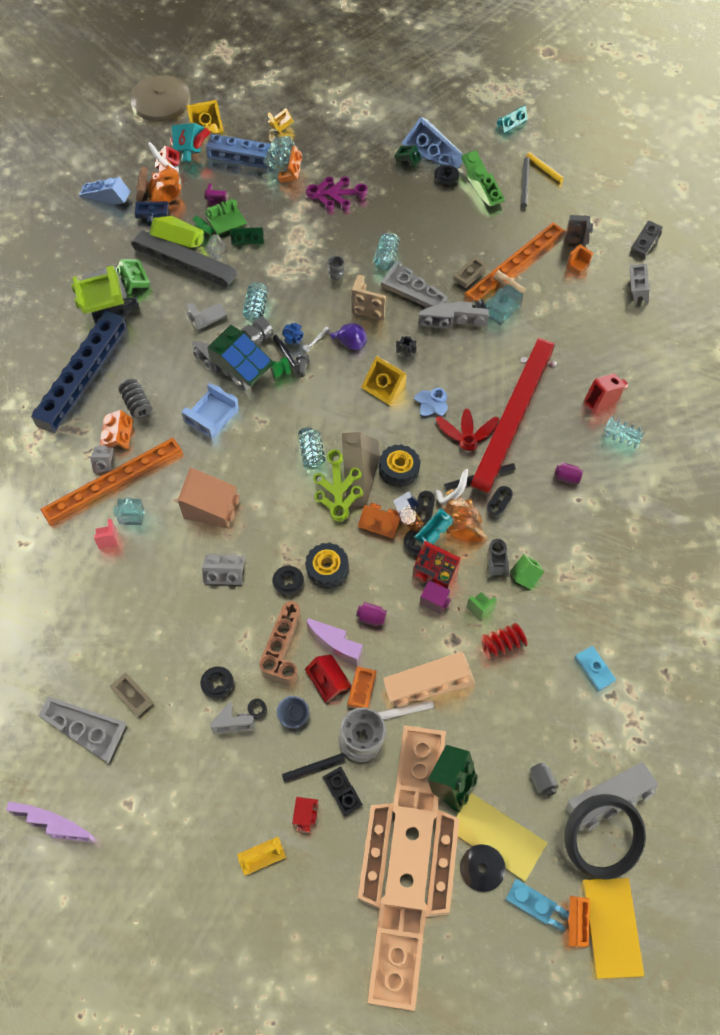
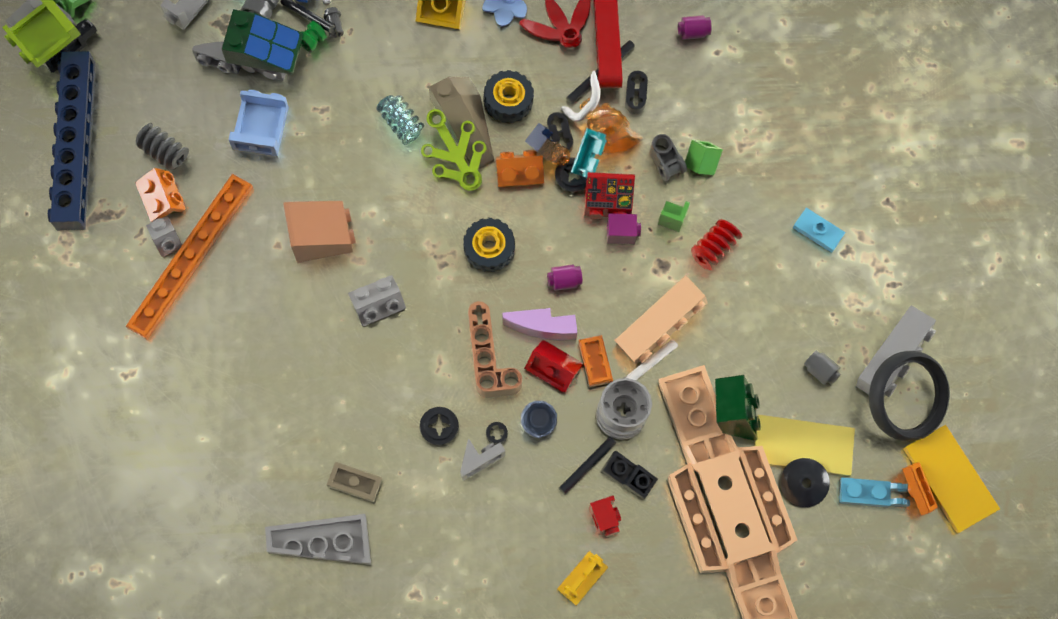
camera: 30 degrees left, 10 degrees up
(106, 536) = (222, 322): coral panel -> none
(129, 511) = (233, 282): clear light blue brick -> none
(285, 573) = (447, 273): black gear -> none

